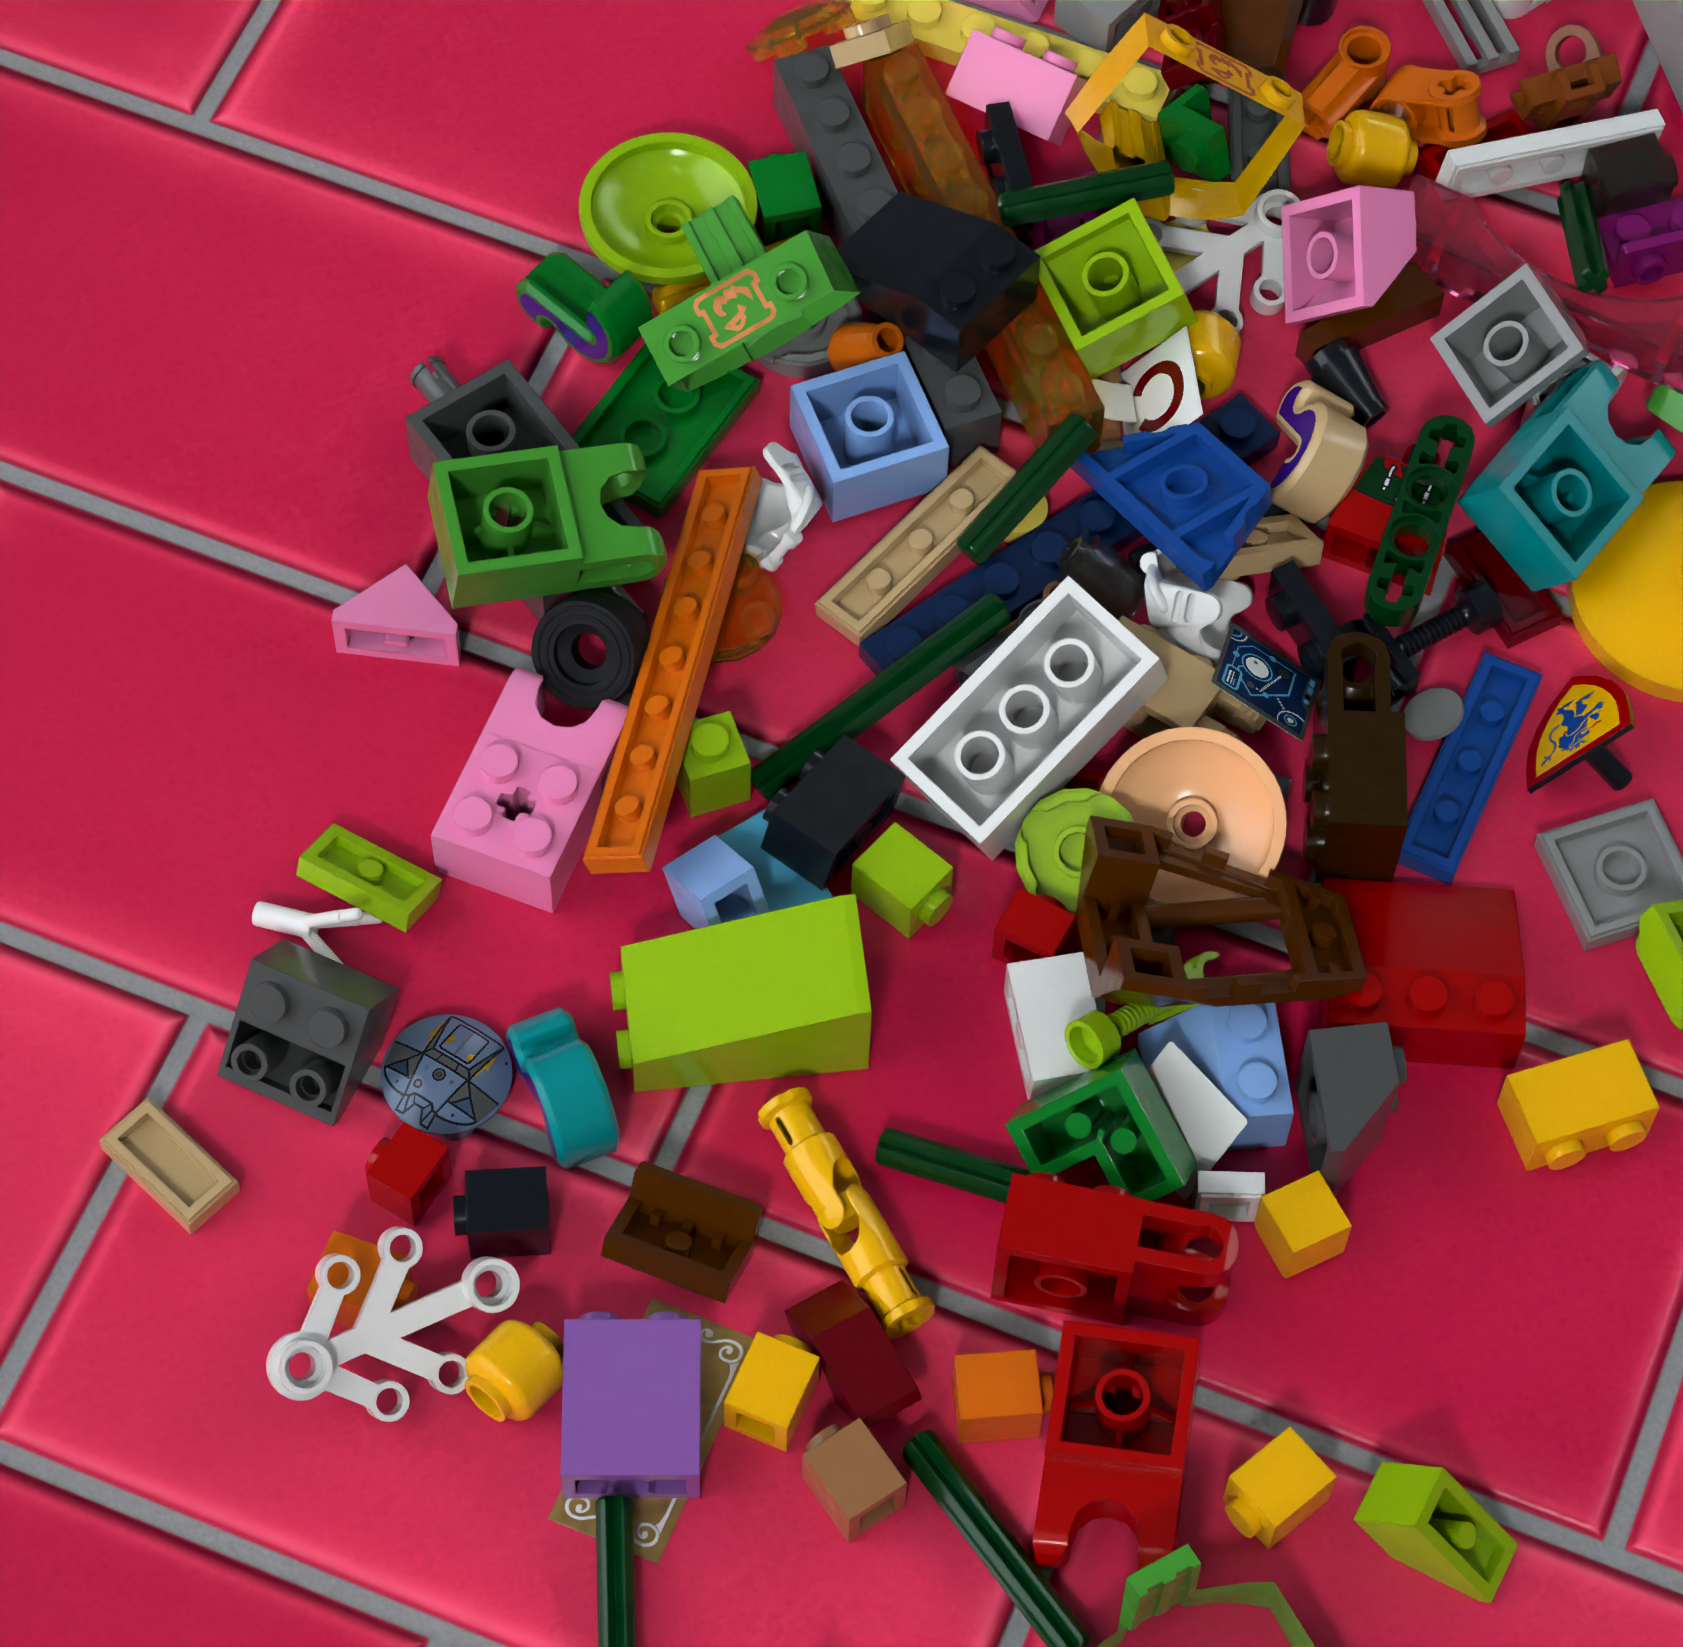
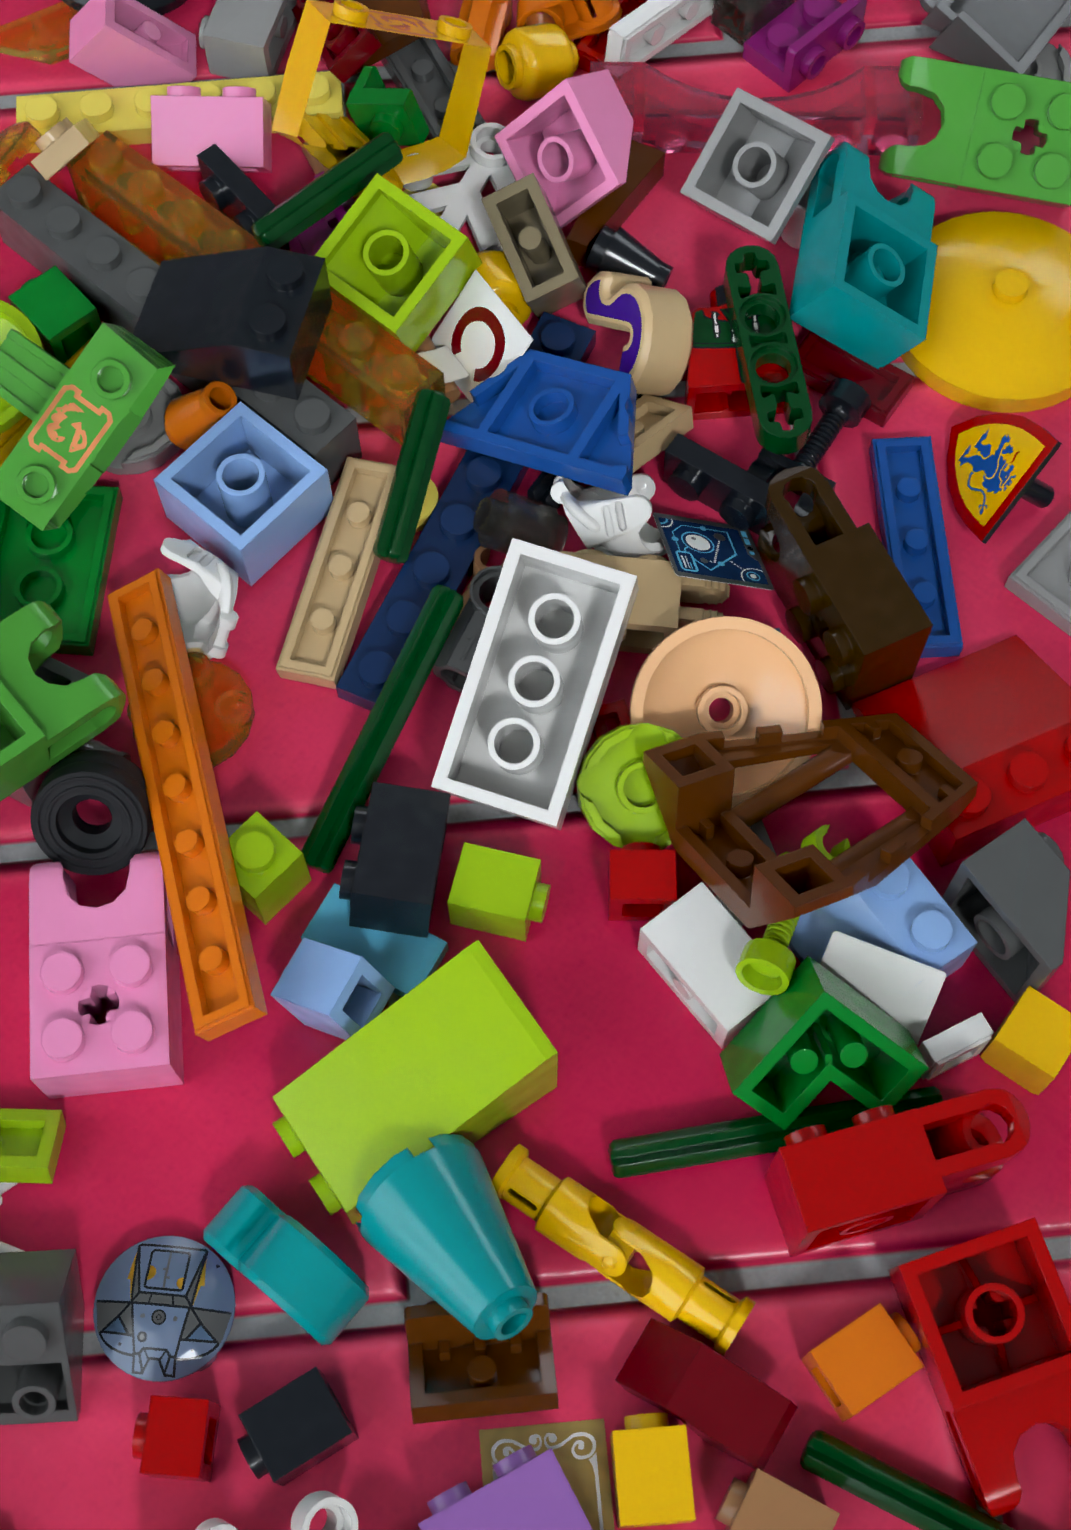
camera: 25 degrees left, 5 degrees up
(706, 1112) = (450, 1235): none -> teal cone
(1260, 328) = (535, 246): none -> dark tan brick
(1433, 714) = (867, 505): light grey piece -> none
(1583, 237) = (752, 57): dark green axle -> none

